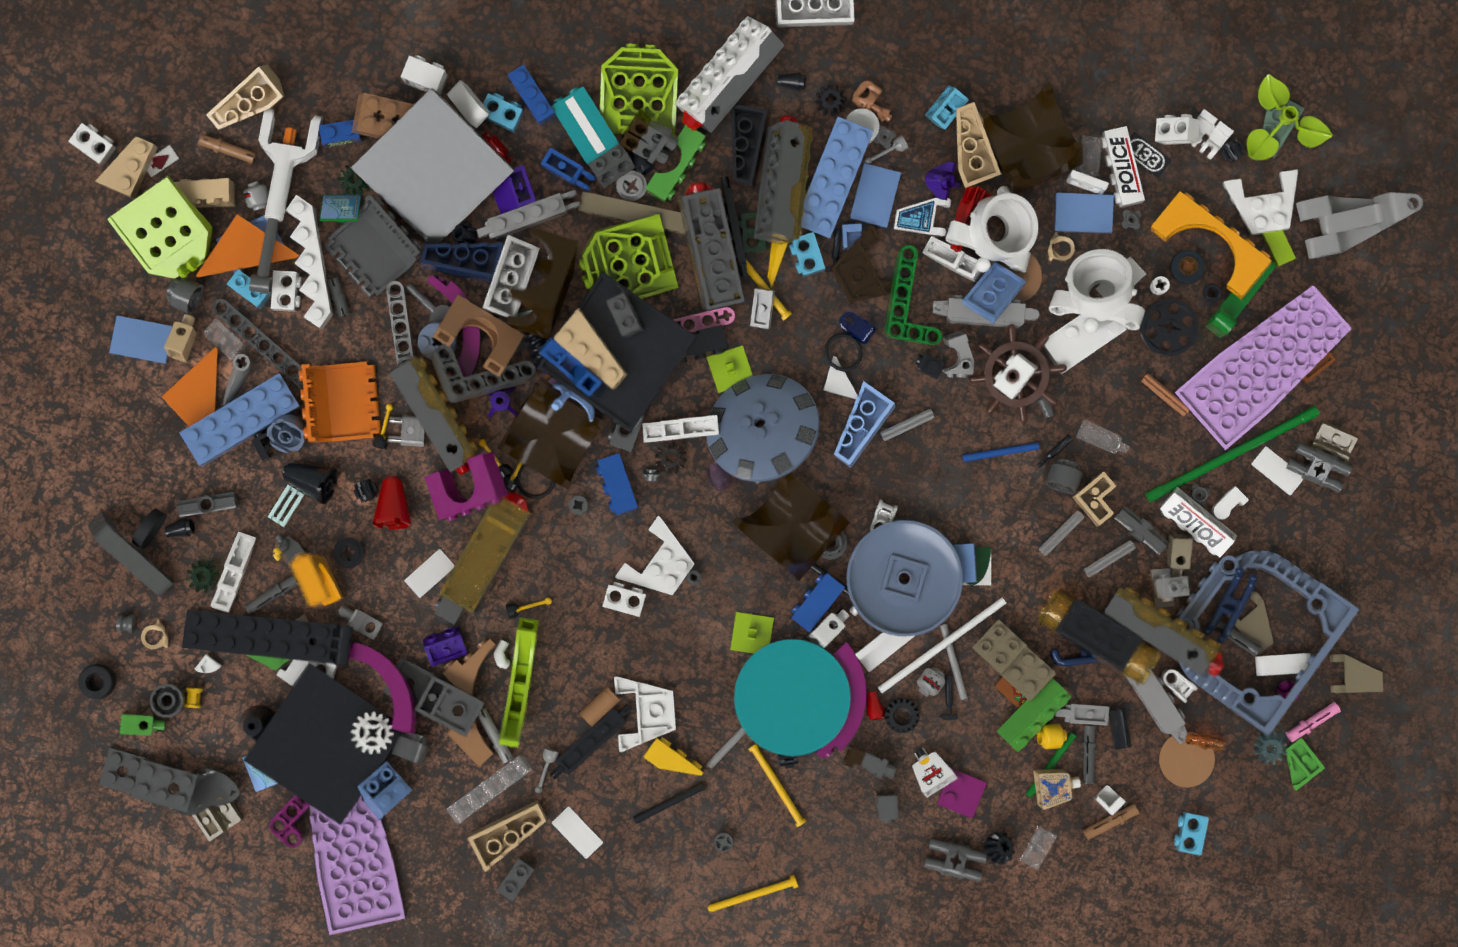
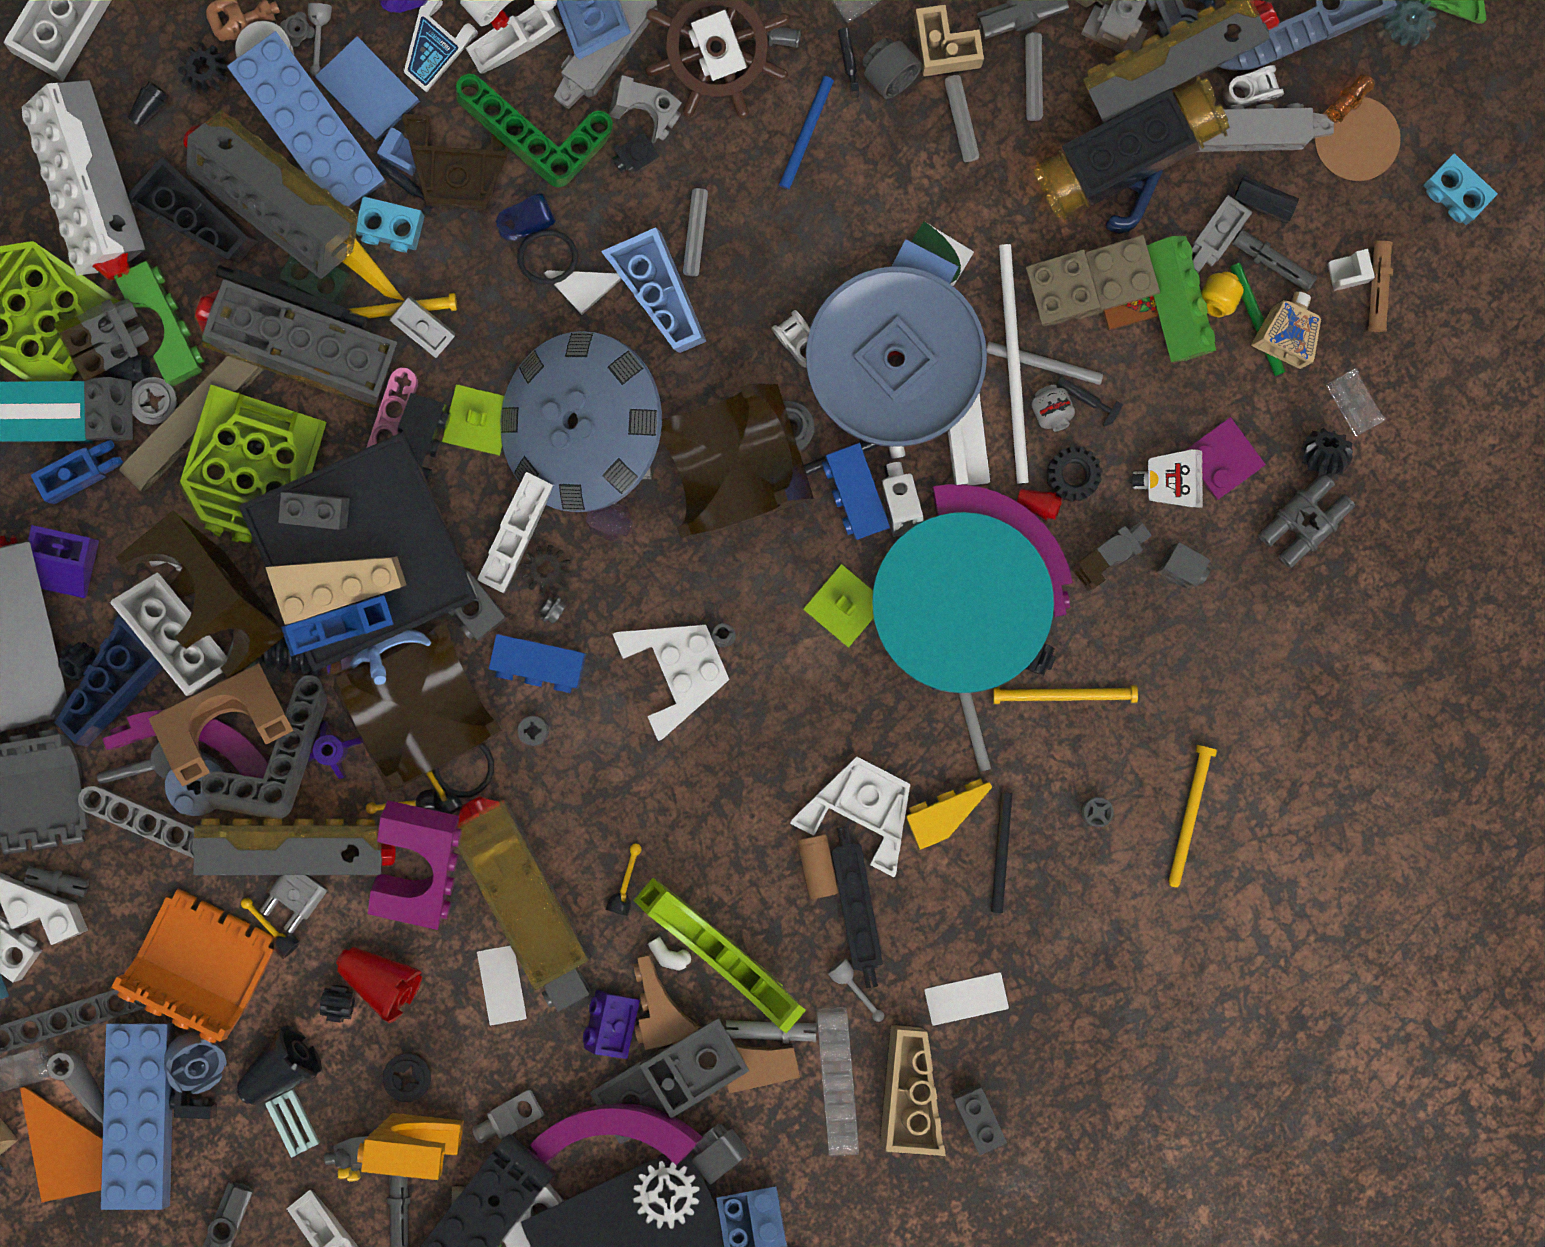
camera: 60 degrees left, 0 degrees up
(528, 216) = (103, 571): light grey hinge -> none
(623, 604) = (701, 752): white brick -> none

